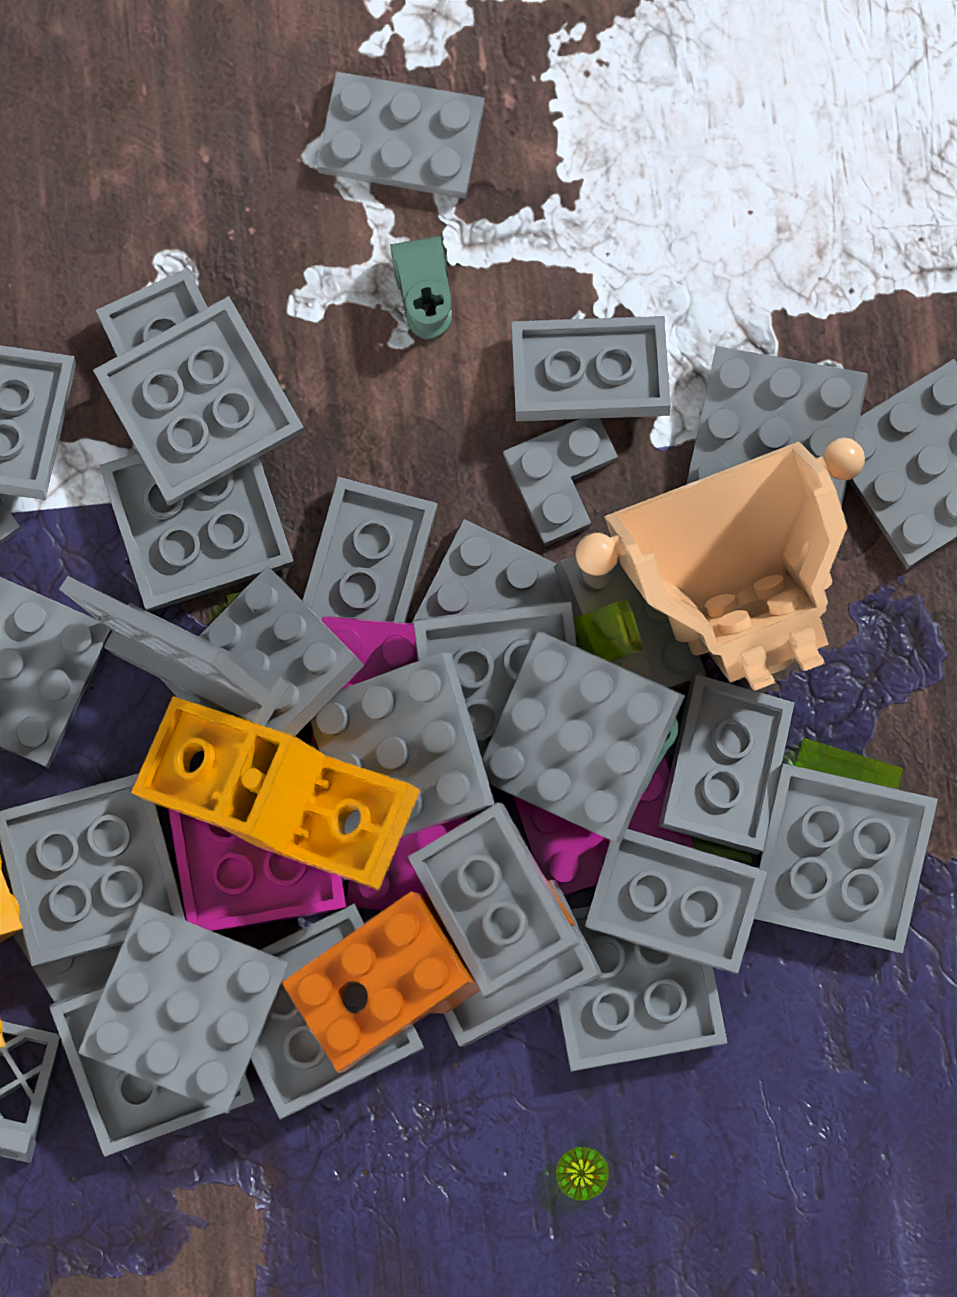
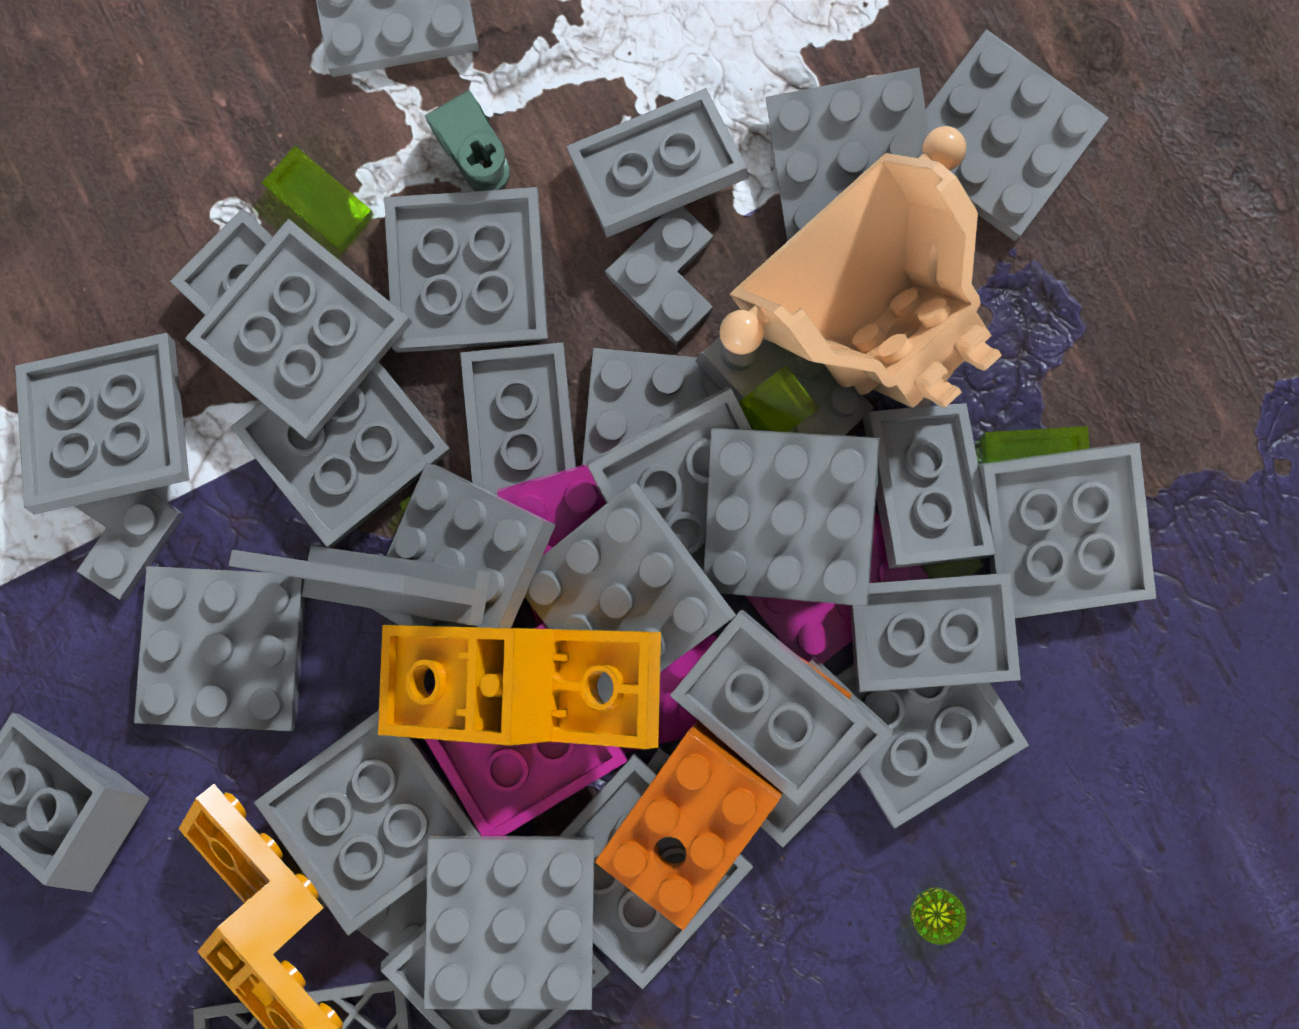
camera: 25 degrees left, 5 degrees up
(260, 283) = (318, 198): none -> clear neon green tile
(375, 401) = (467, 268): none -> light grey plate

